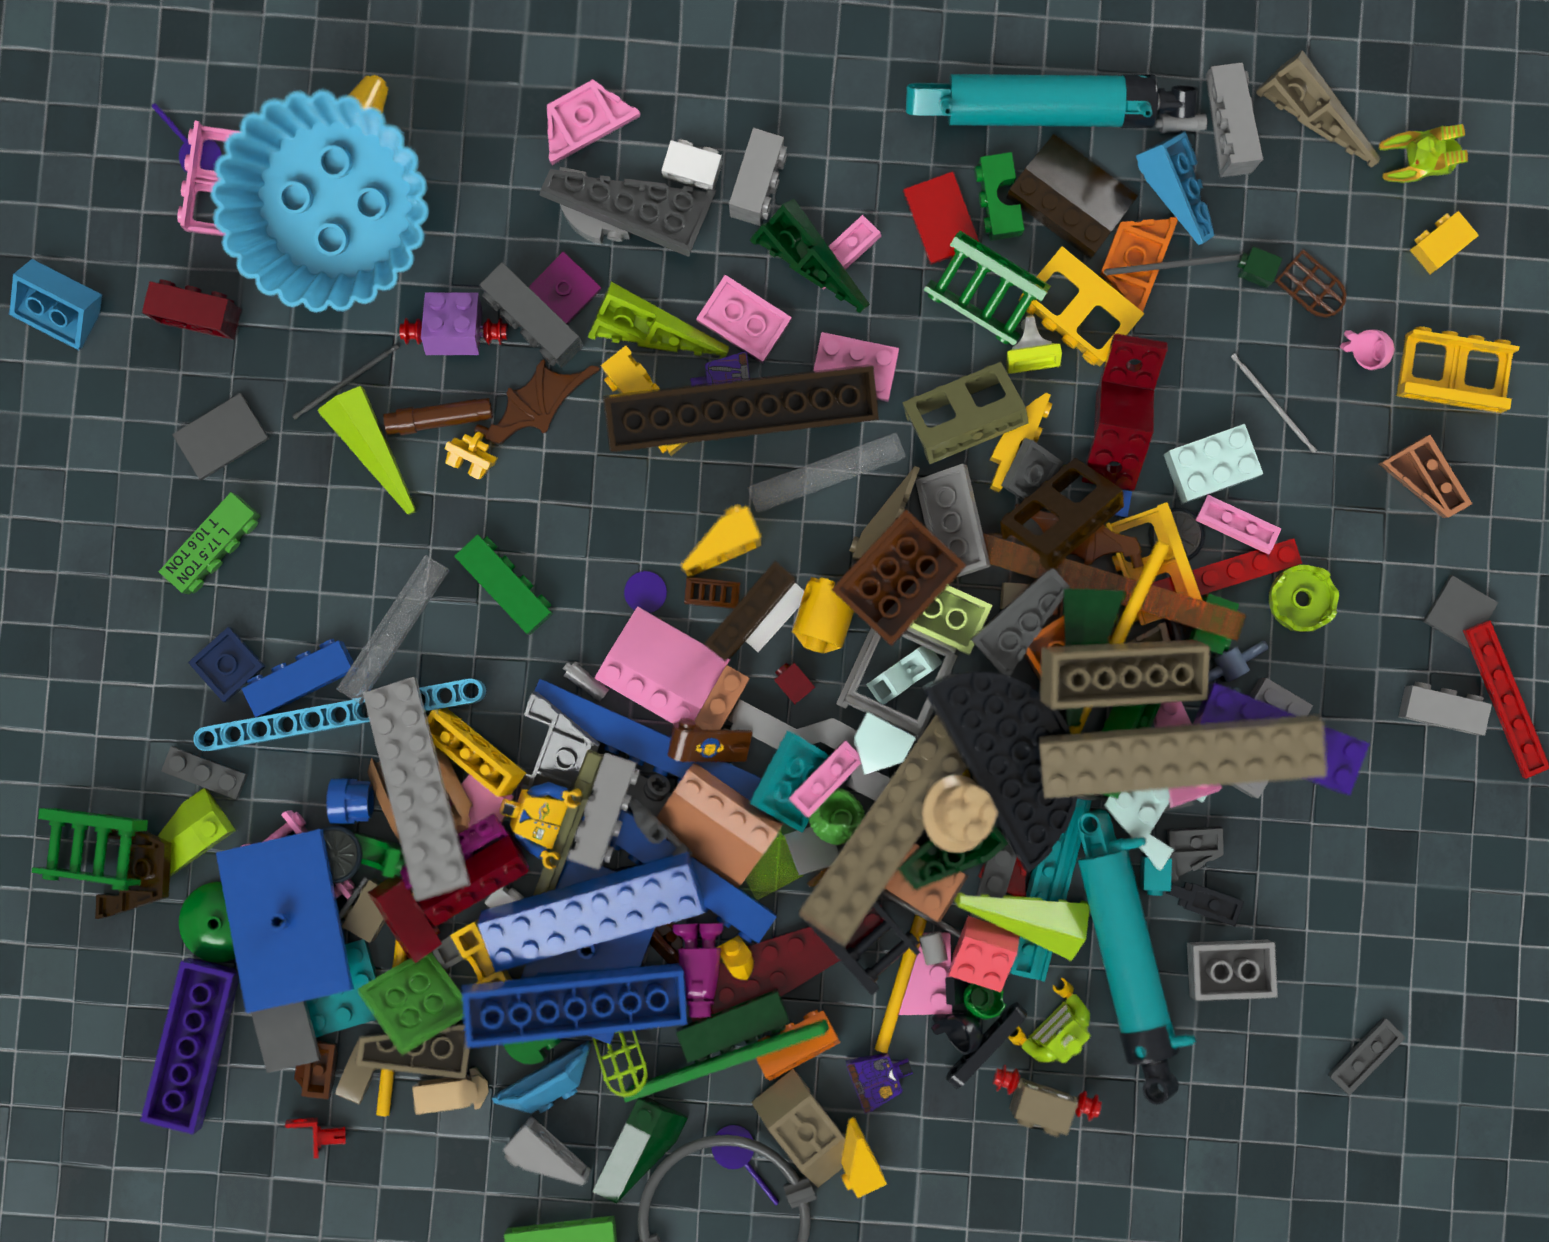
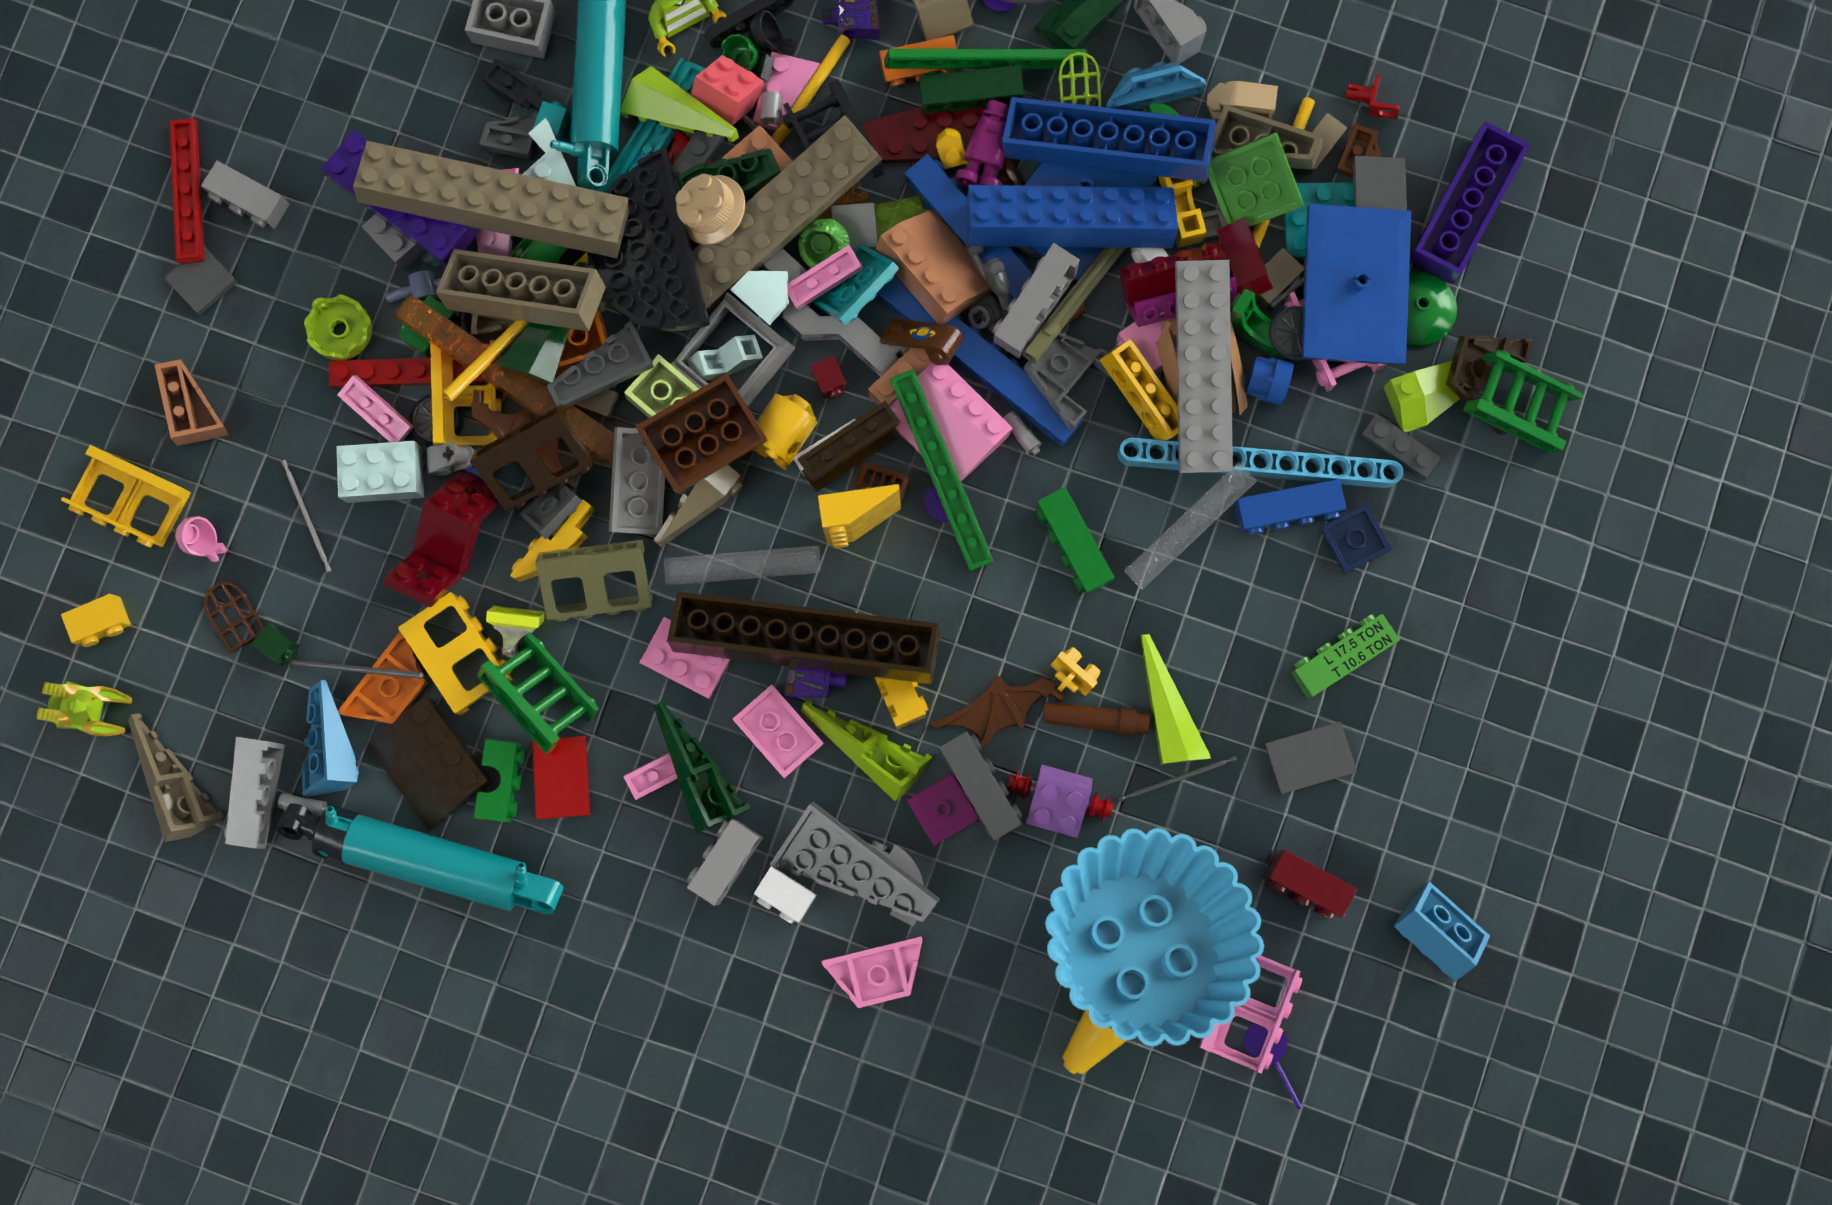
camera: 165 degrees left, 5 degrees down
(539, 817) = (1097, 315): torso -> none
(654, 618) = (941, 469): none -> green tile
(1148, 496) = (448, 458): none -> light grey piece

